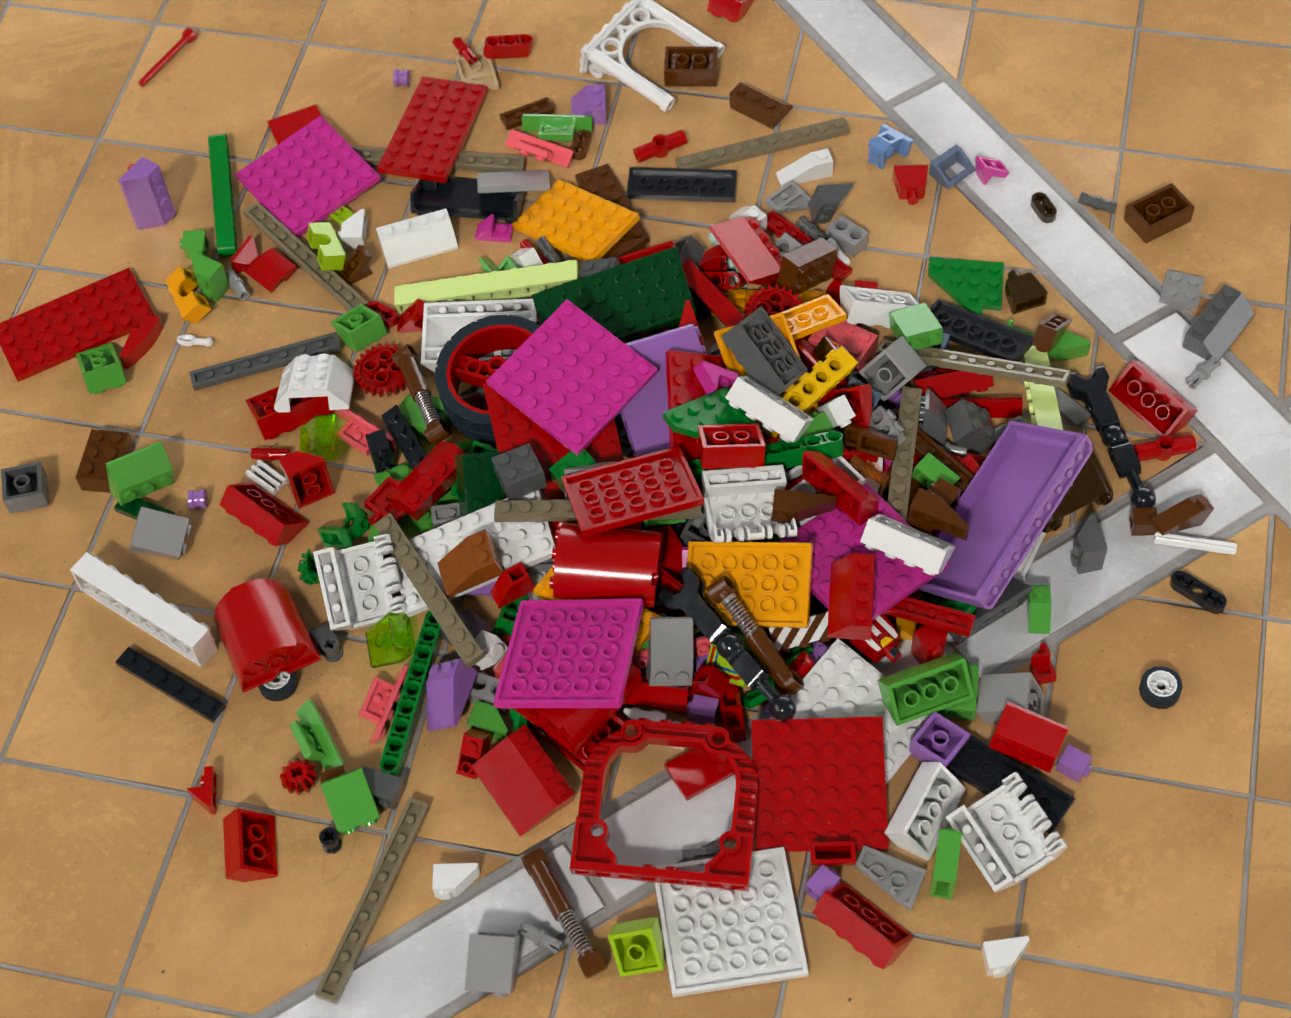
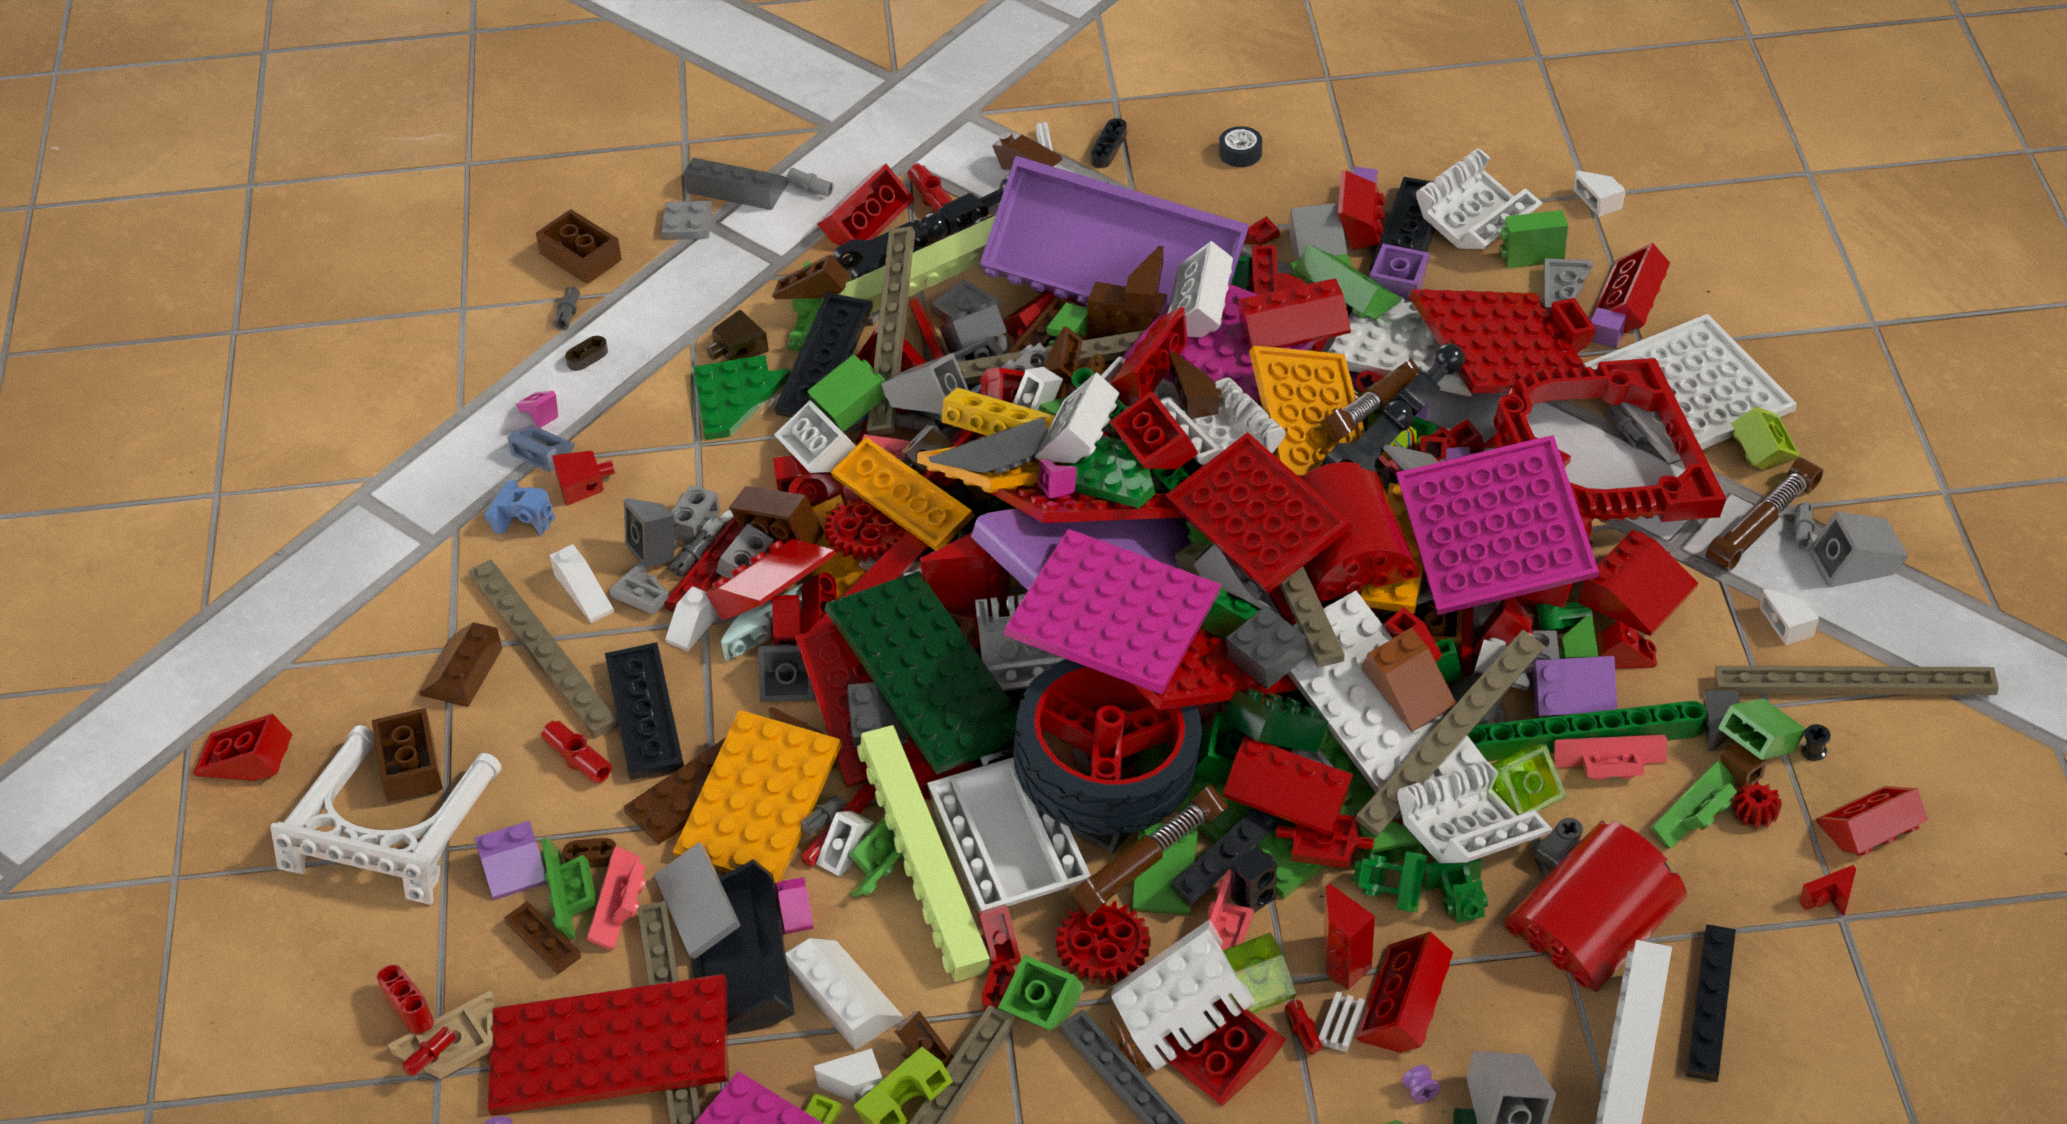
camera: 110 degrees left, 10 degrees down
(924, 809) = (1475, 275): white slope -> none

